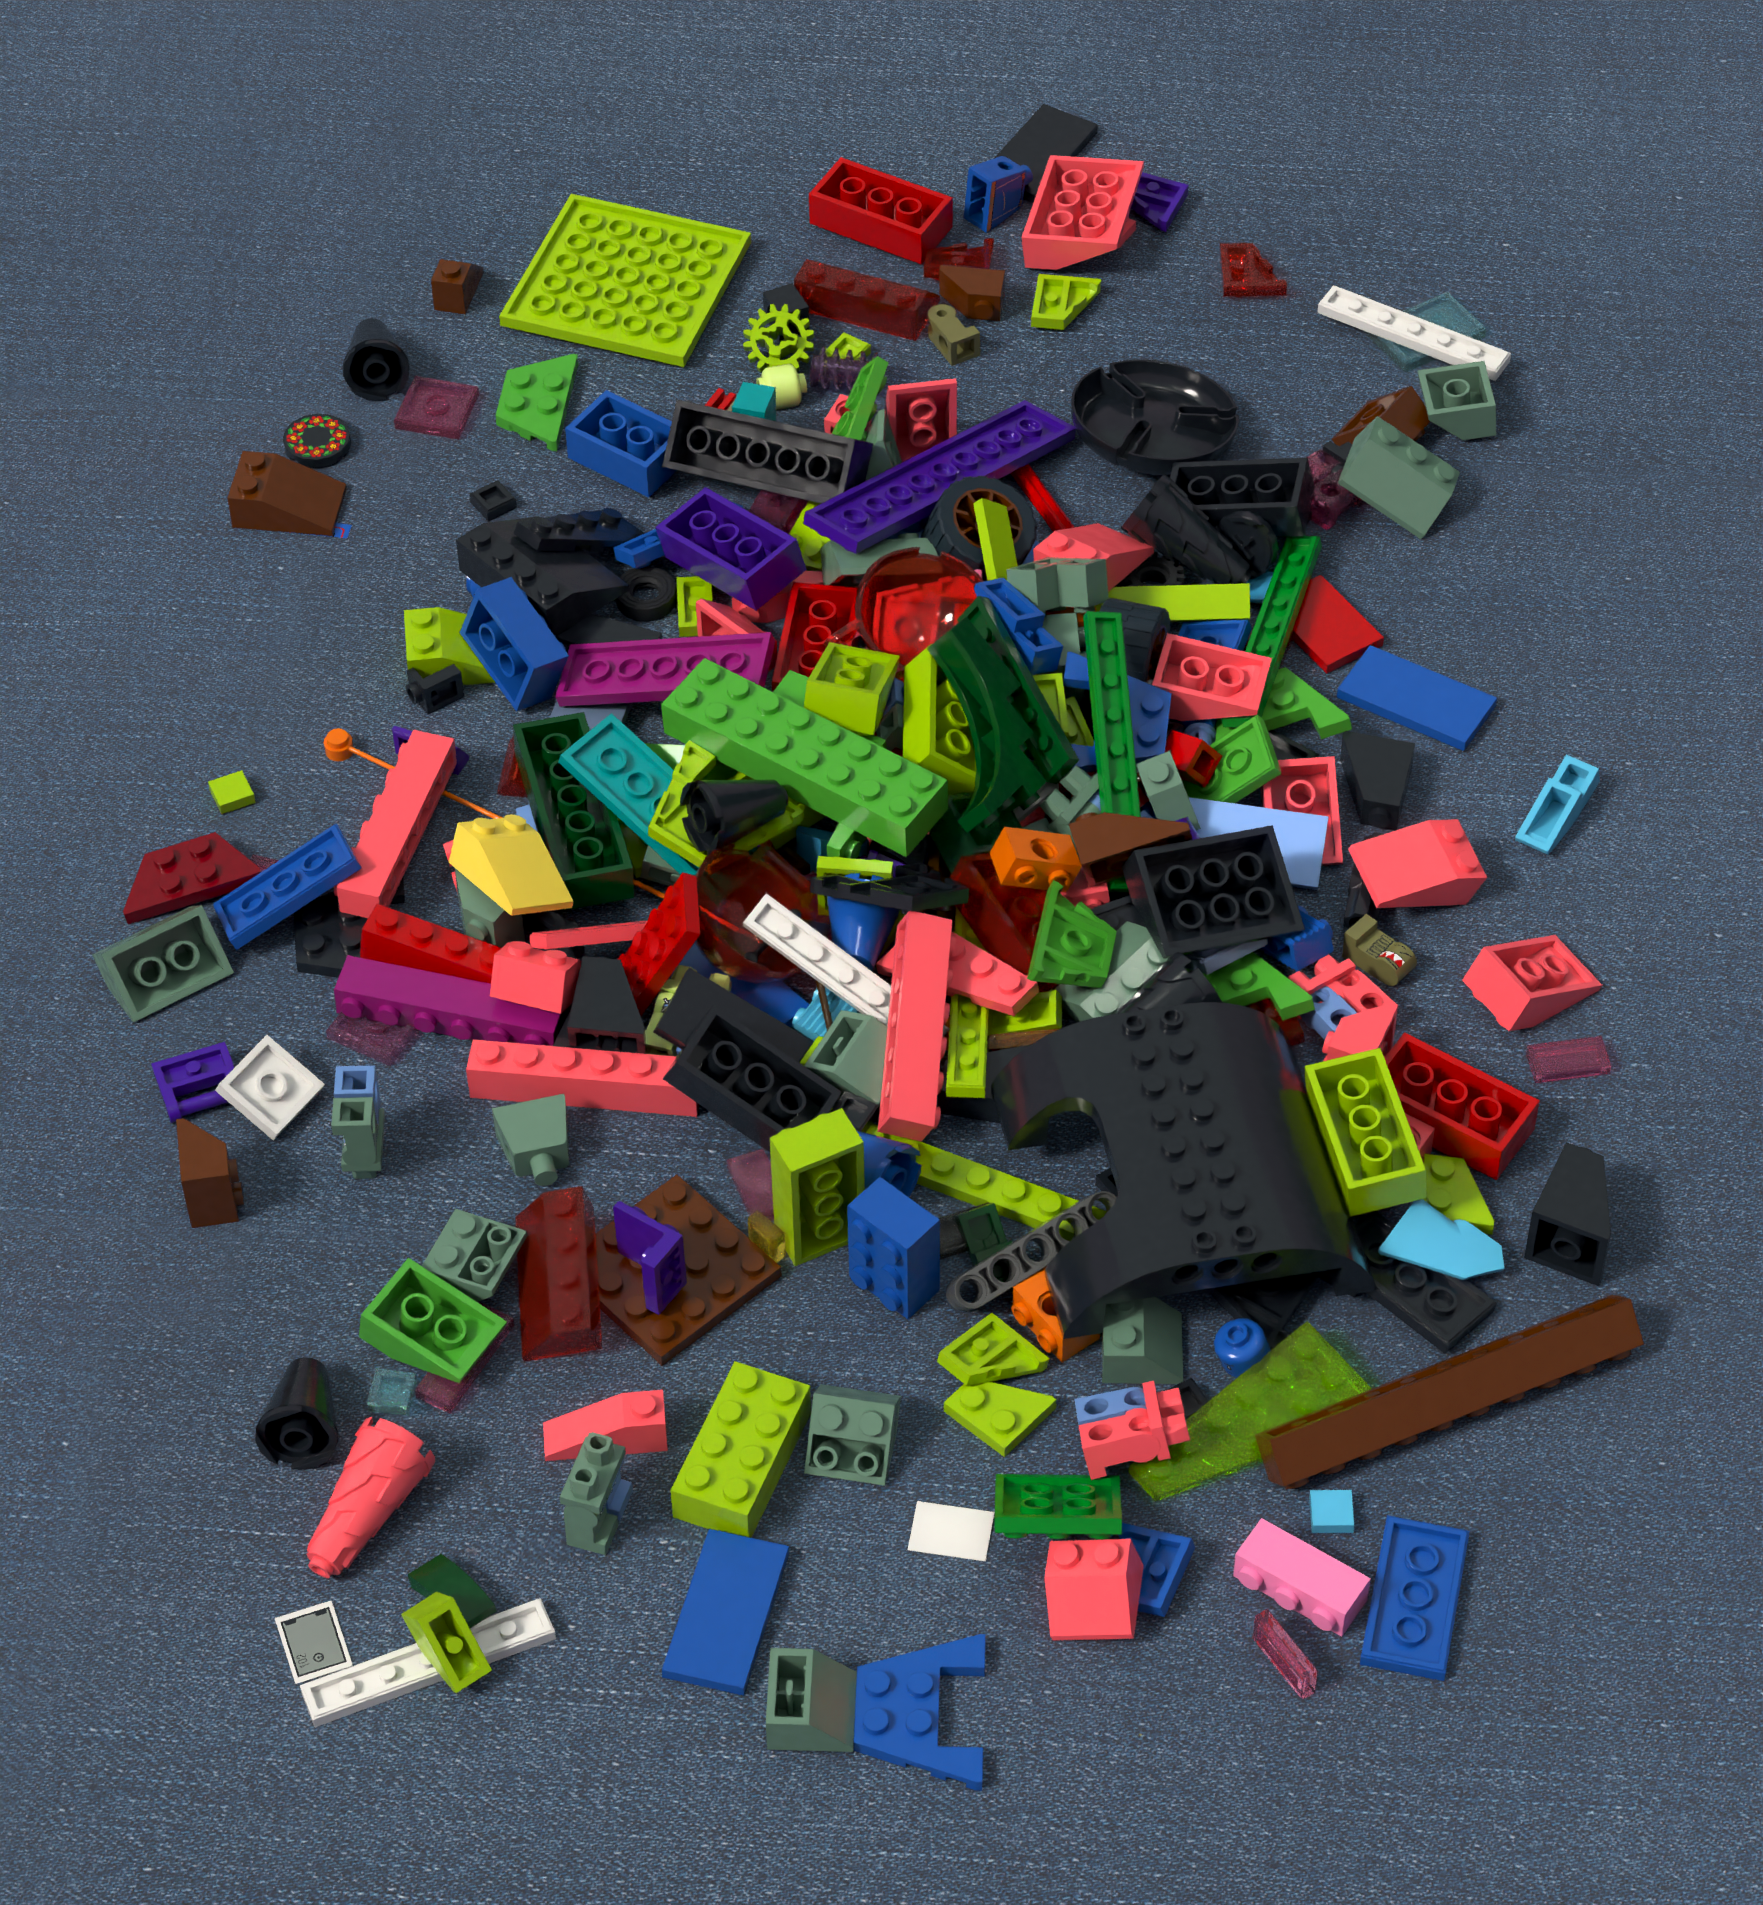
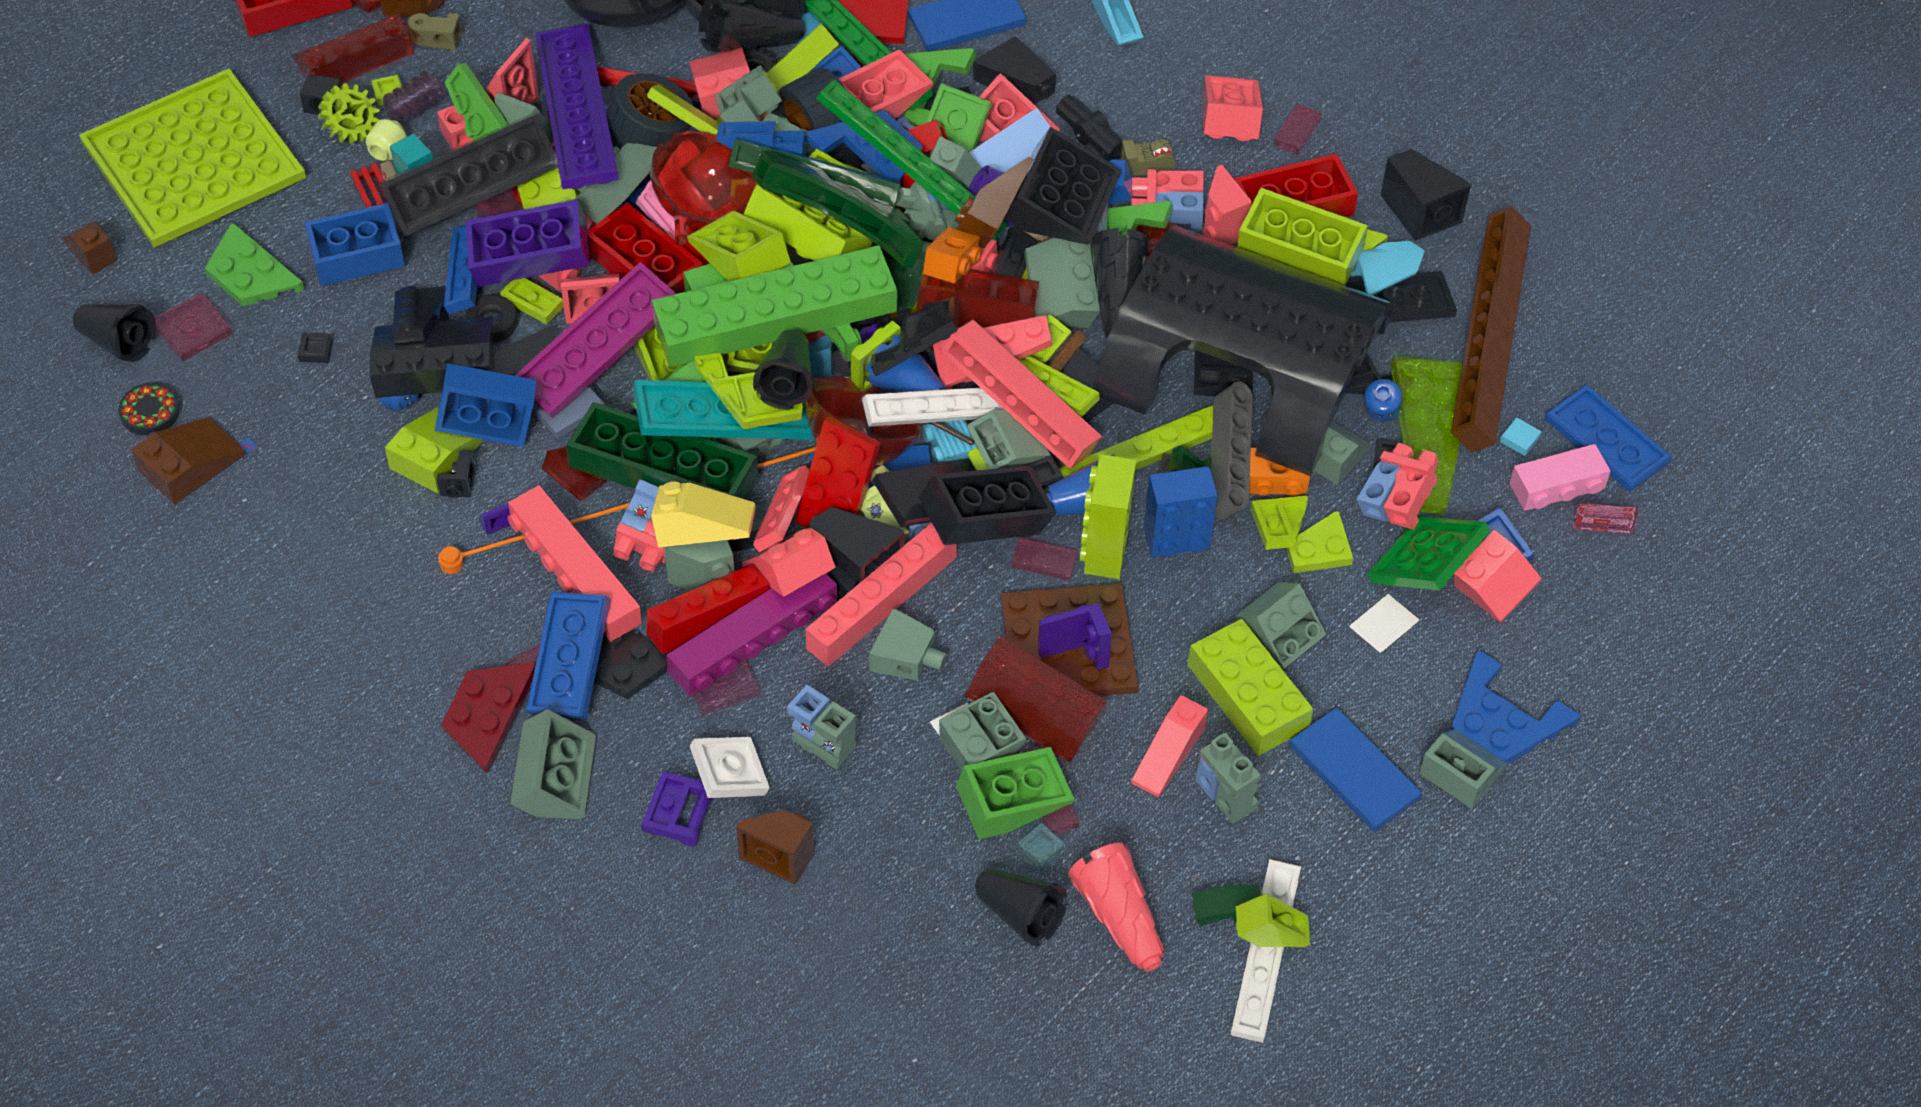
camera: 55 degrees left, 5 degrees up
(231, 792) = (431, 644): lime tile -> none
(313, 1642) = (1196, 1005): sticker -> none
(766, 1236) = (1094, 574): clear yellow tile -> none
(1071, 943) = (1030, 279): bright green wing -> none
(1419, 866) = (1111, 92): coral slope -> none

